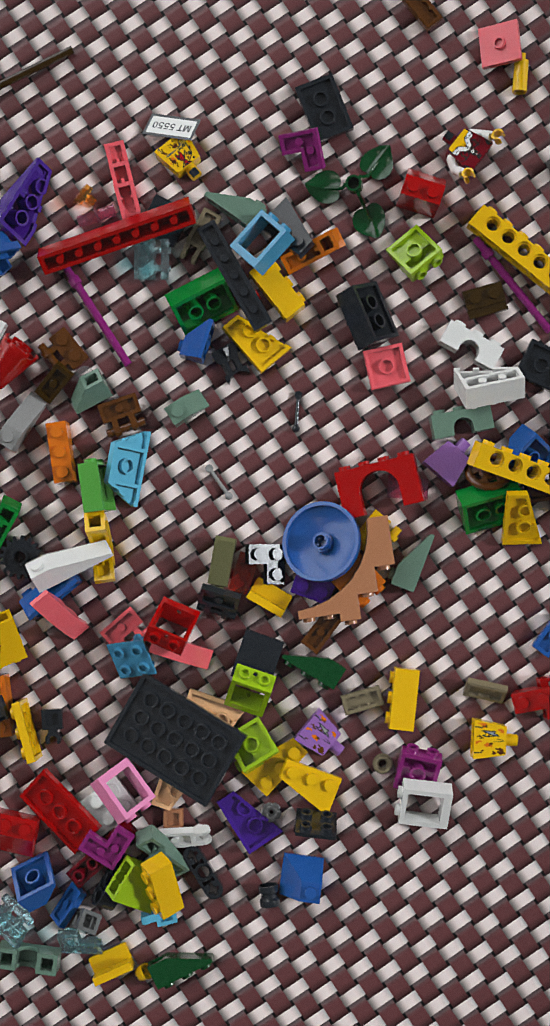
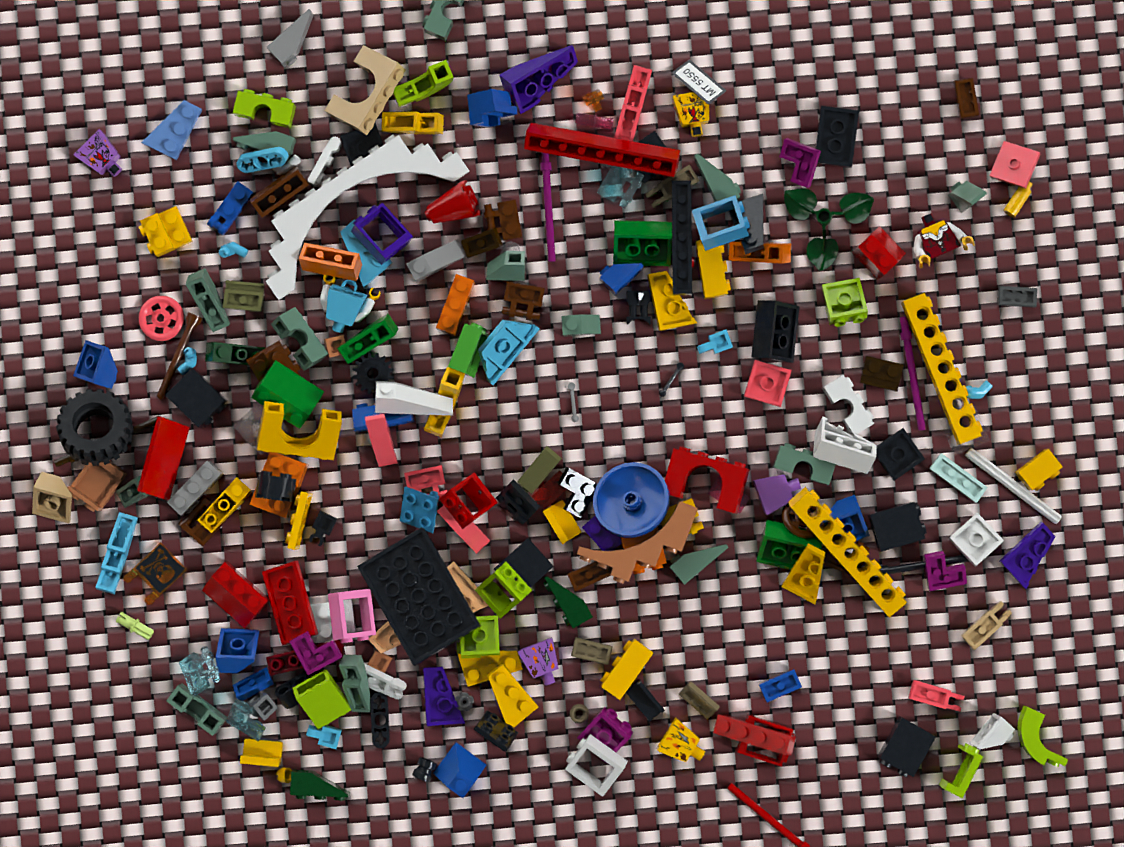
camera: 25 degrees right, 0 degrees up
(161, 886) = (342, 710): yellow brick -> none
(320, 354) = (718, 342): none -> medium azure plate
(436, 718) = (644, 700): none -> black panel
(472, 94) = (965, 195): none -> sand green slope

